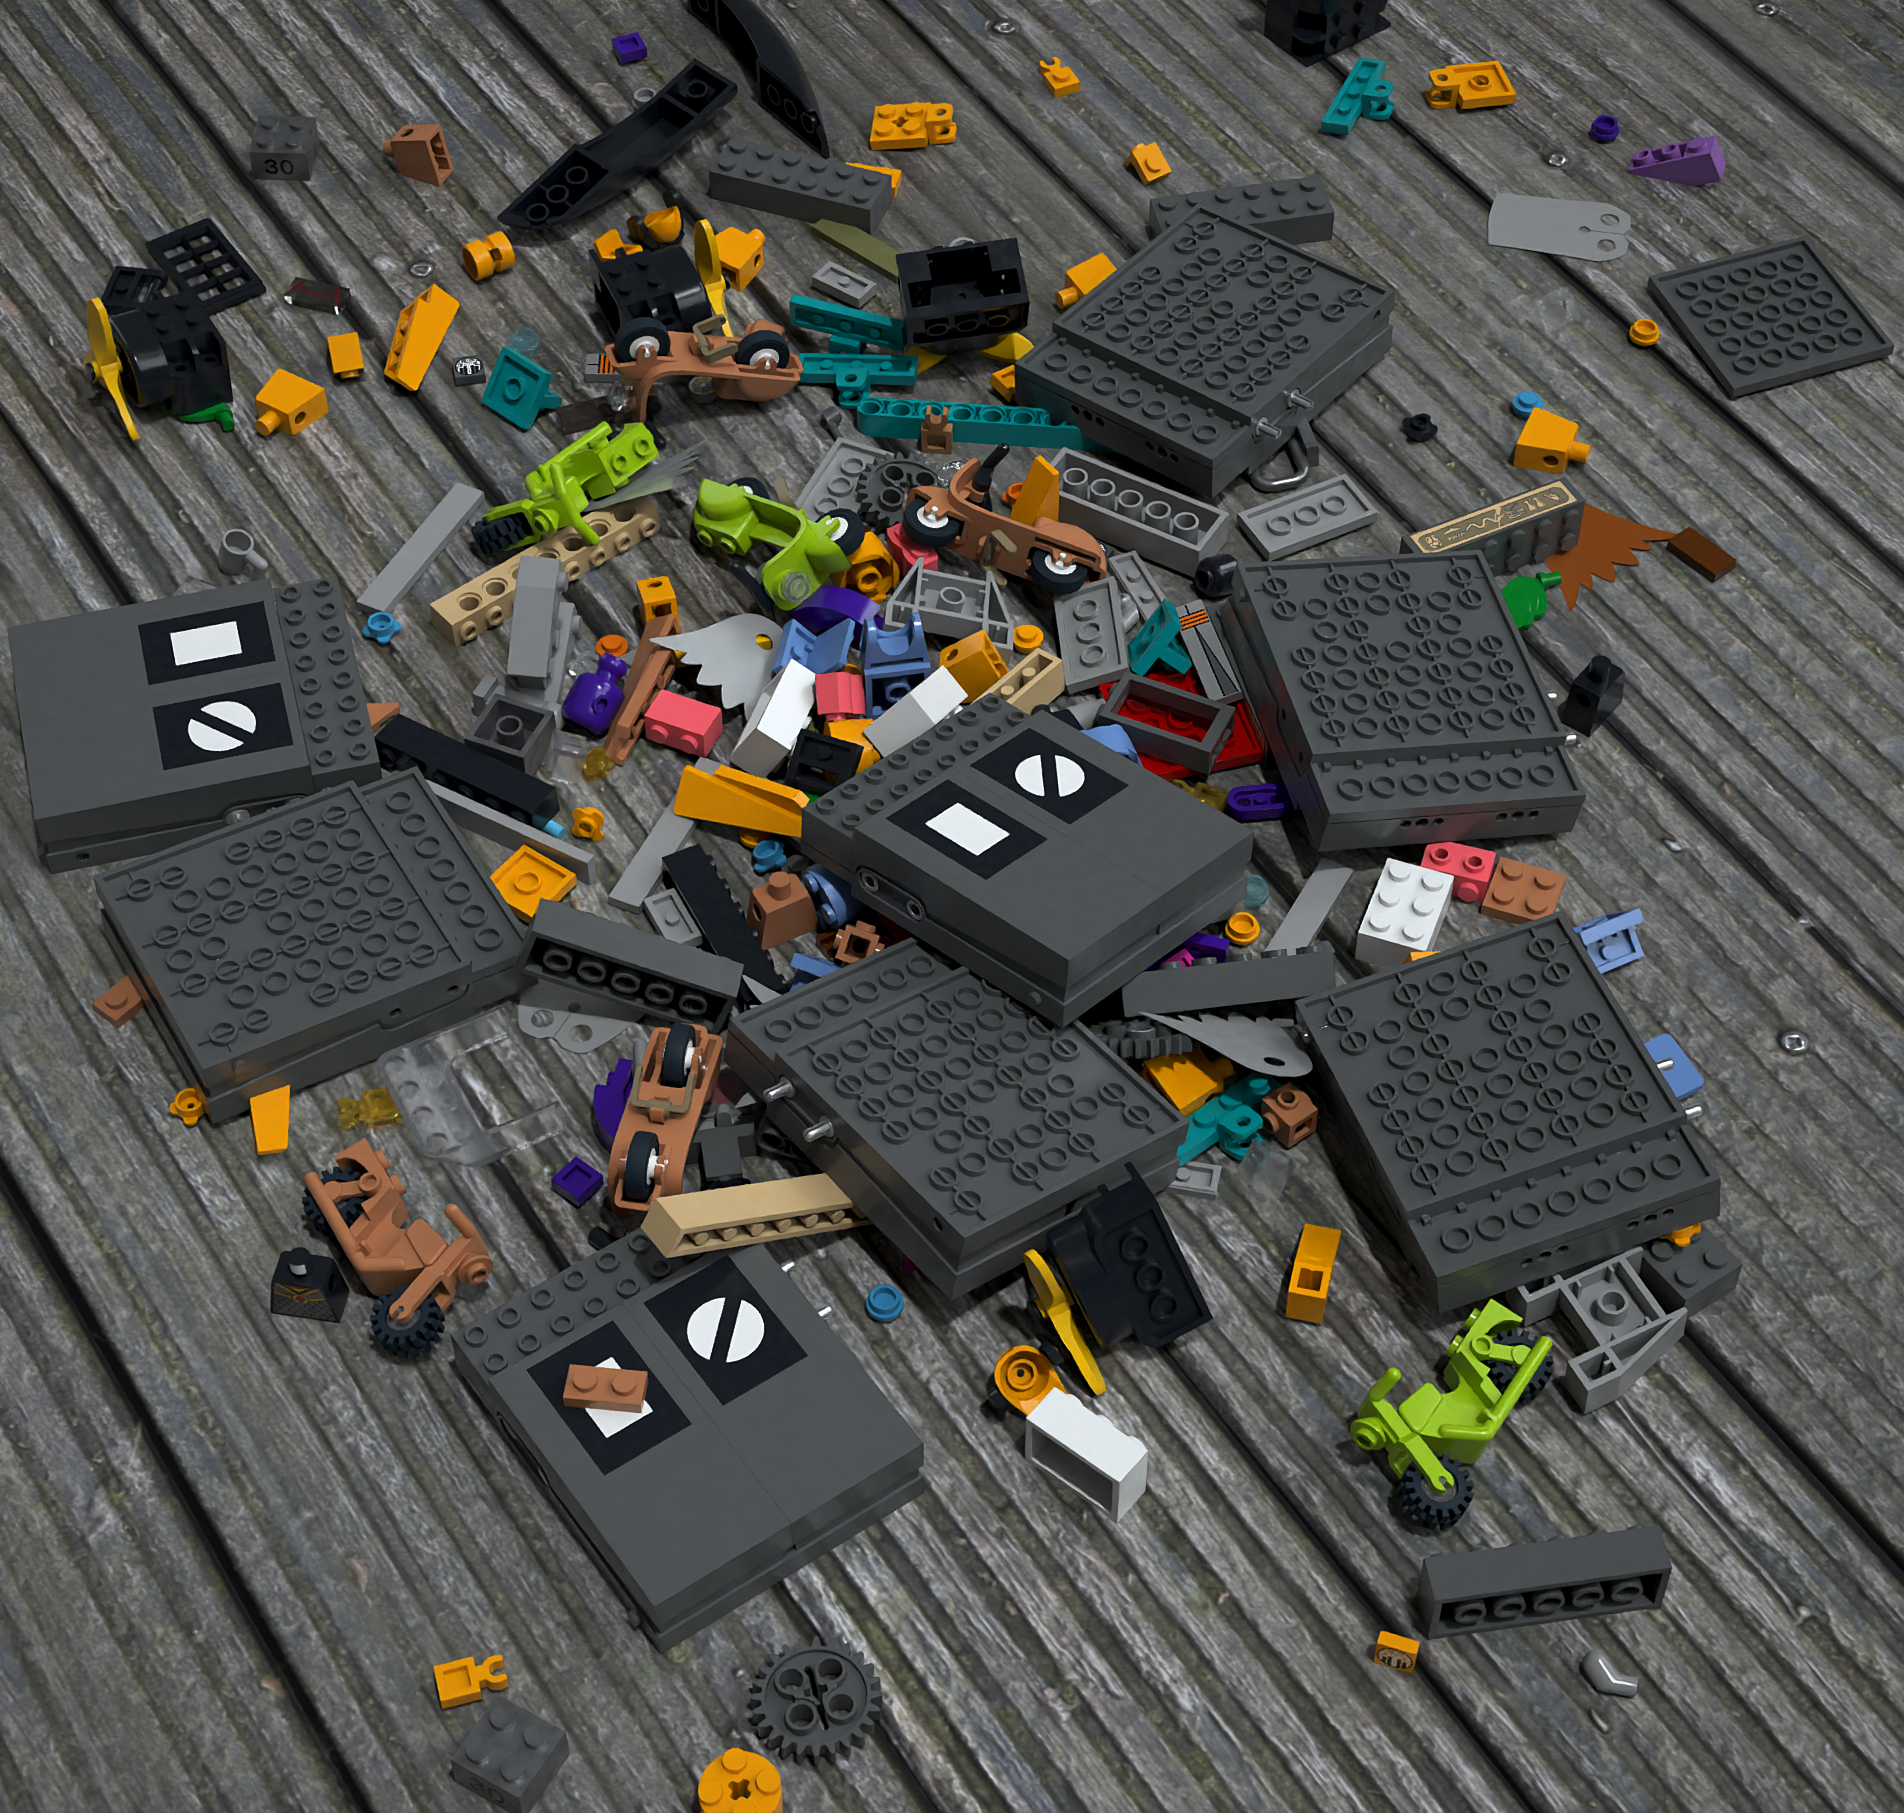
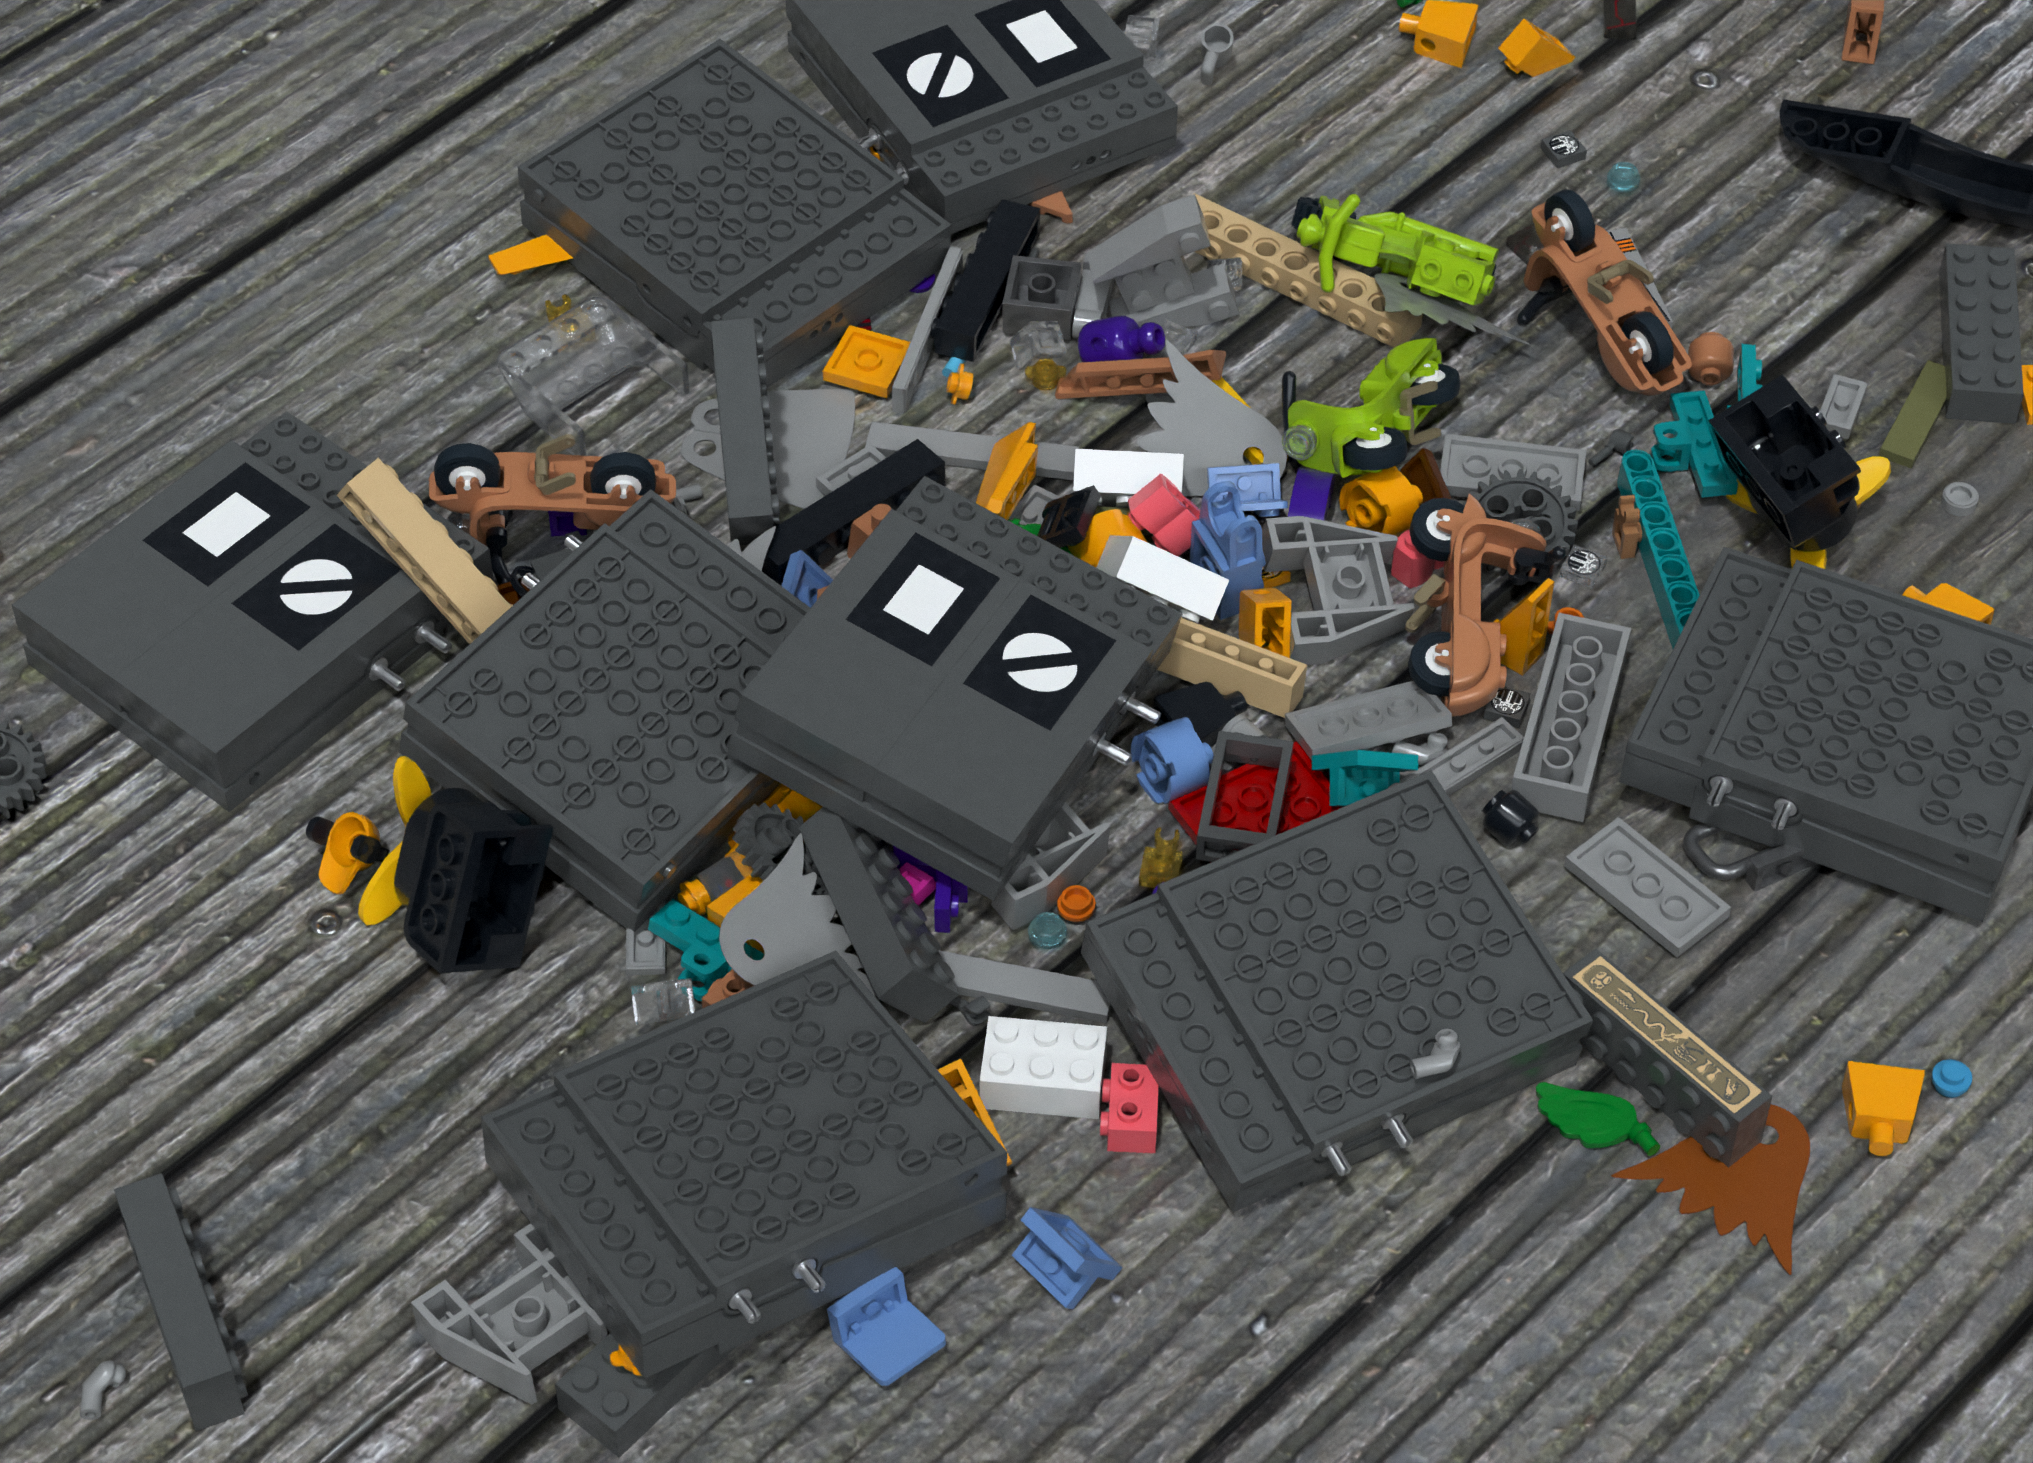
camera: 75 degrees right, 0 degrees up
(308, 1287) = (349, 310): black torso -> none
(365, 1215) = (441, 338): nougat piece -> none
(381, 627) = (1168, 177): dark azure plate -> none
(419, 336) = (1590, 99): light orange wedge -> none
(421, 550) = (1287, 178): light grey tile -> none
(490, 255) = (1731, 113): light orange wheel -> none
(519, 389) = (1537, 182): teal bracket -> none
(605, 1388) = (229, 516): nougat plate -> none
(608, 242) = (1795, 211): light orange bracket -> none
(613, 645) = (1204, 343): orange plate -> none
(656, 598) = (1258, 361): light orange torso -> none
(660, 227) = (1844, 238): cap -> none
(662, 285) = (1704, 249): black brick -> none
(683, 723) = (1110, 416): coral brick -> none
(740, 255) = (1837, 305): light orange torso -> none
(1027, 638) = (1351, 673): light orange plate -> none
(1086, 1453) = (266, 906): white piece -> none
(1242, 928) = (990, 931): light orange plate -> none
(1312, 1273) = (527, 1055): light orange slope -> none
(1396, 1652) = (94, 1200): light orange tile -> none
(1419, 427) = (1854, 981): black plate -> none
(1487, 1378) = (362, 1204): lime piece -> none
(1506, 636) = (1441, 1057): none -> light grey arm
(1522, 892) = (1126, 1183): nougat plate -> none
(1599, 687) = (1452, 1201): black torso -> none
(1701, 554) = (1761, 1296): reddish brown tile -> none

